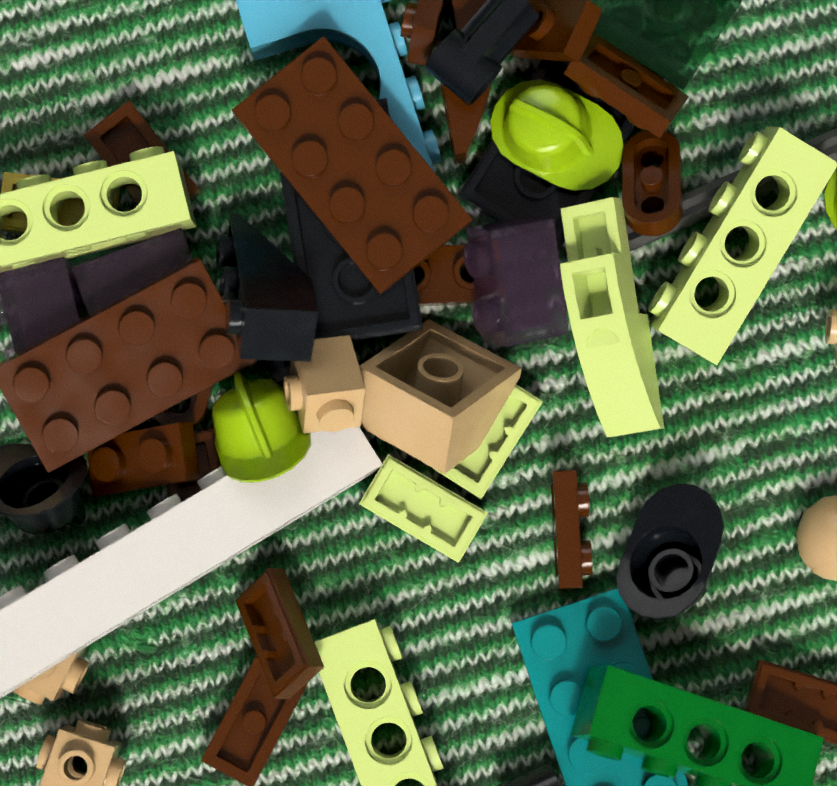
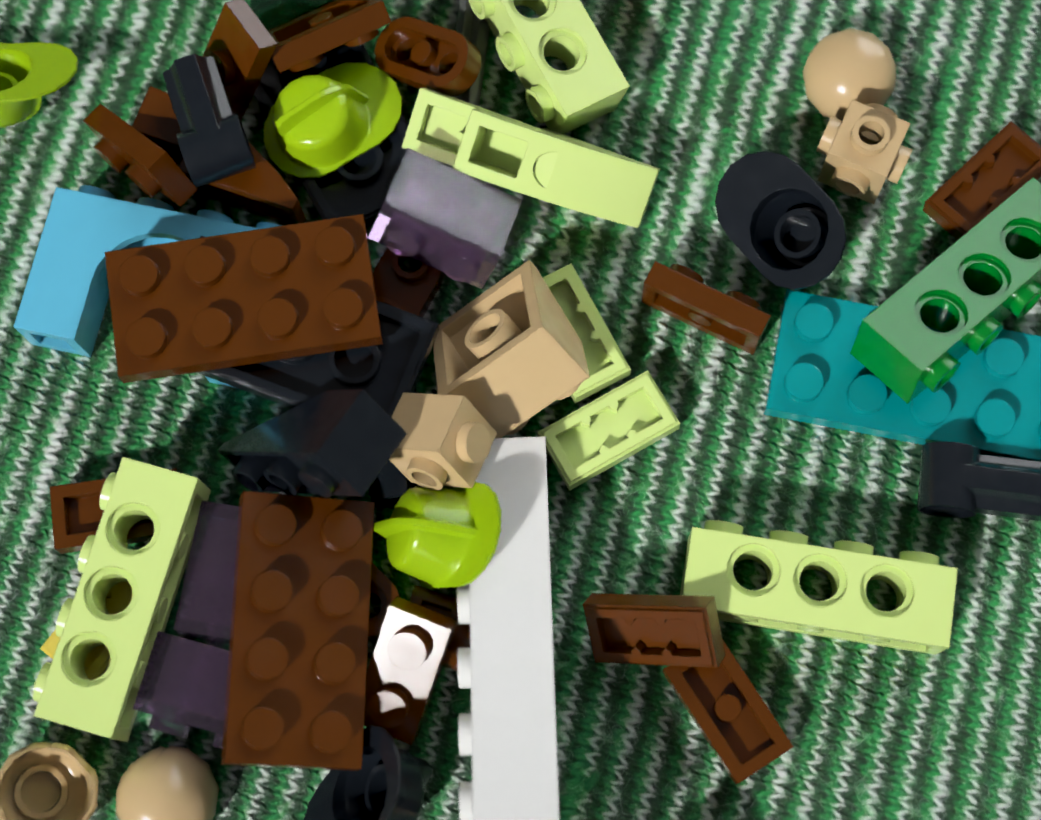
camera: 55 degrees left, 10 degrees down
(752, 582) = (863, 150): none -> tan brick

